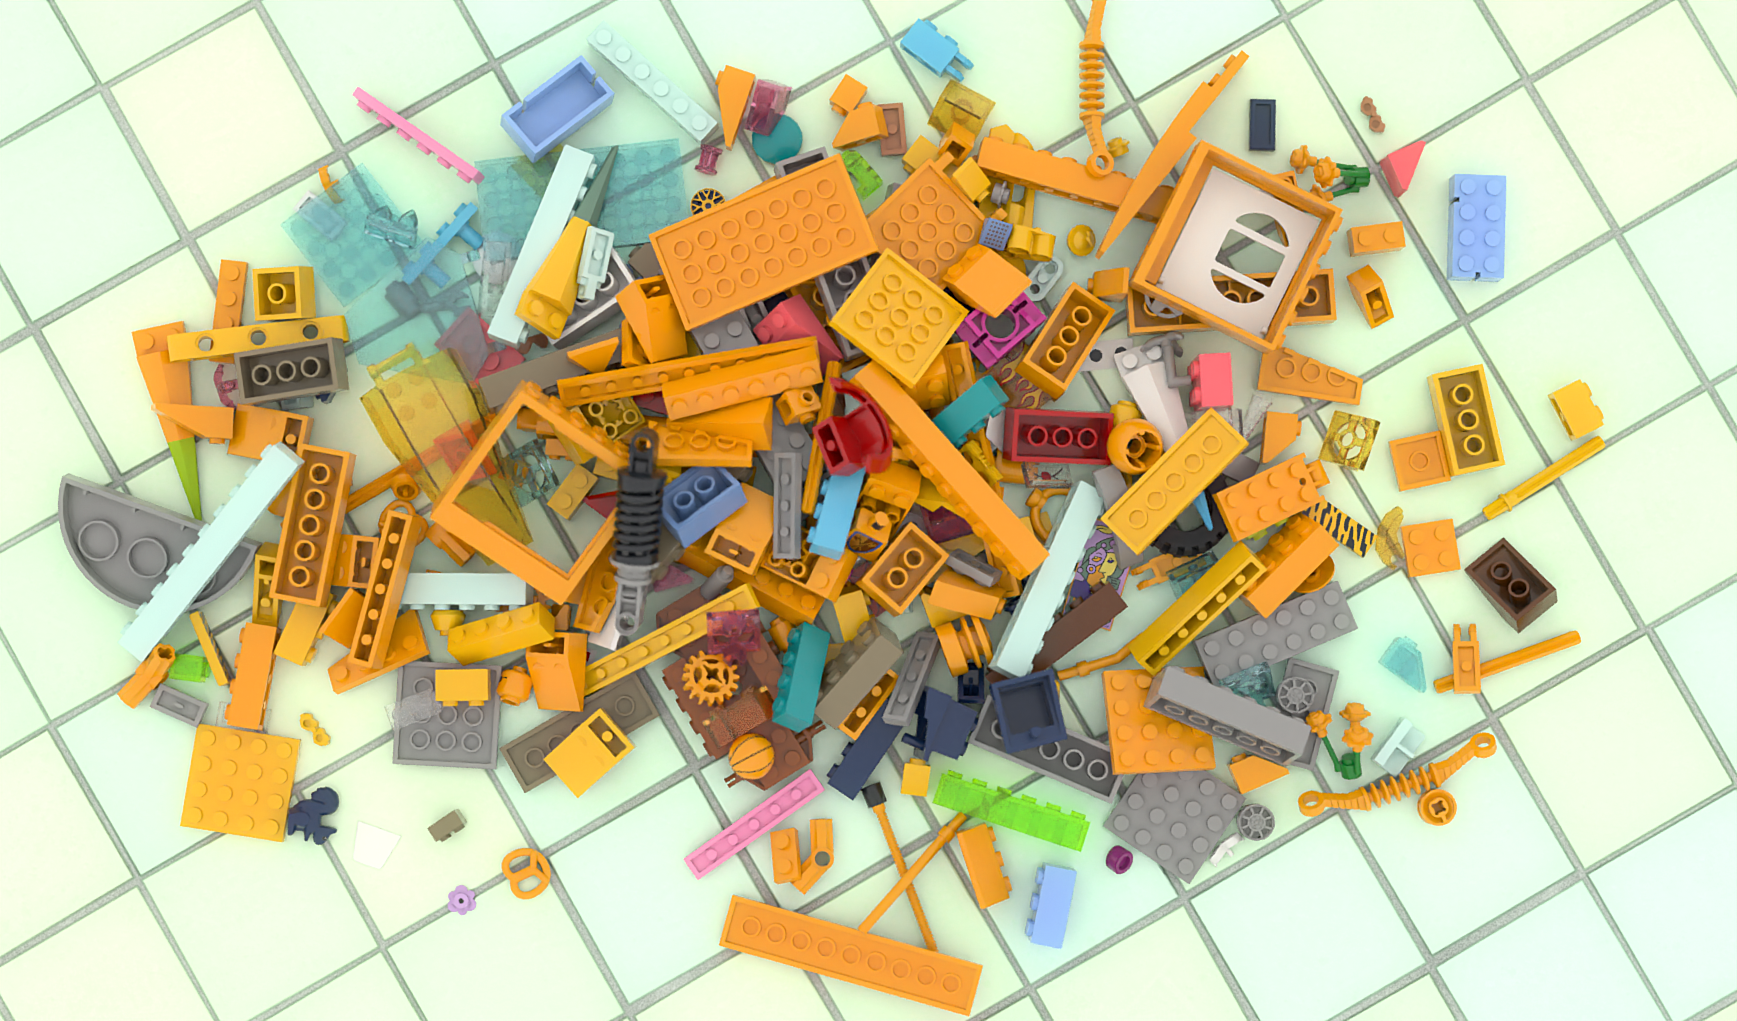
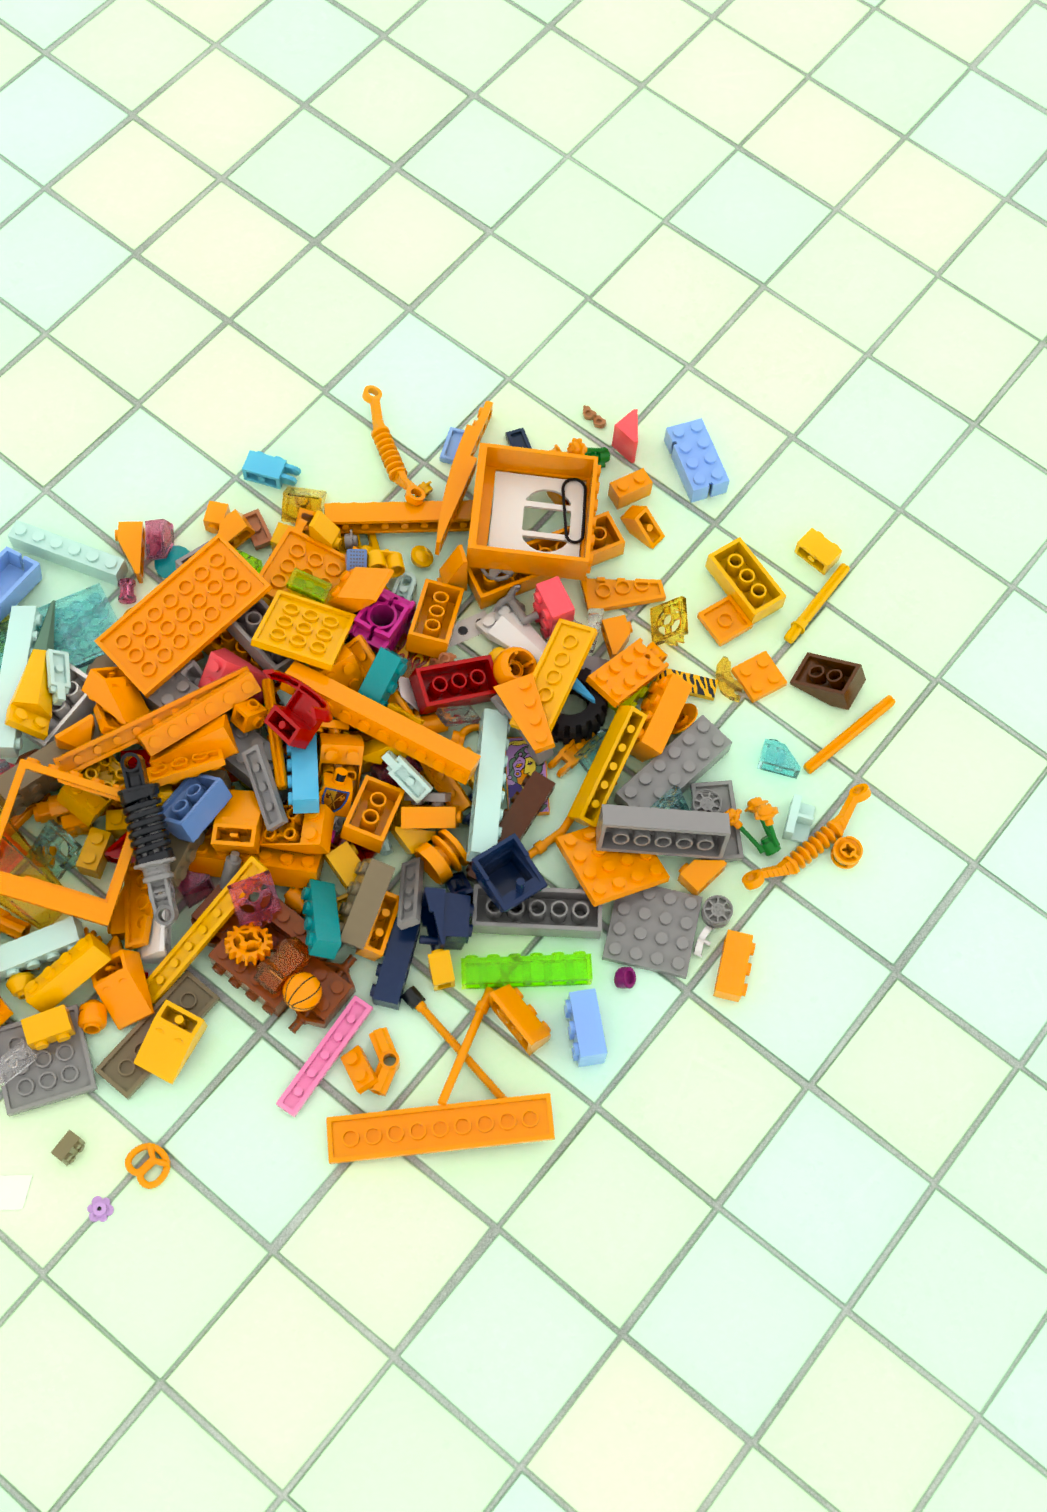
camera: 25 degrees left, 20 degrees down
(926, 252) = (309, 585): none -> clear neon green plate
(956, 543) = (407, 776): none -> light aqua hinge
(1055, 402) = (444, 657): none -> nougat piece
(1126, 511) = (526, 708): none -> light orange wing
(1178, 93) = (451, 444): none -> light blue tile
(1248, 892) = (734, 966): none -> light orange brick
(1277, 253) = (564, 510): none -> black piece
(1466, 662) = (820, 740): light orange hinge -> none

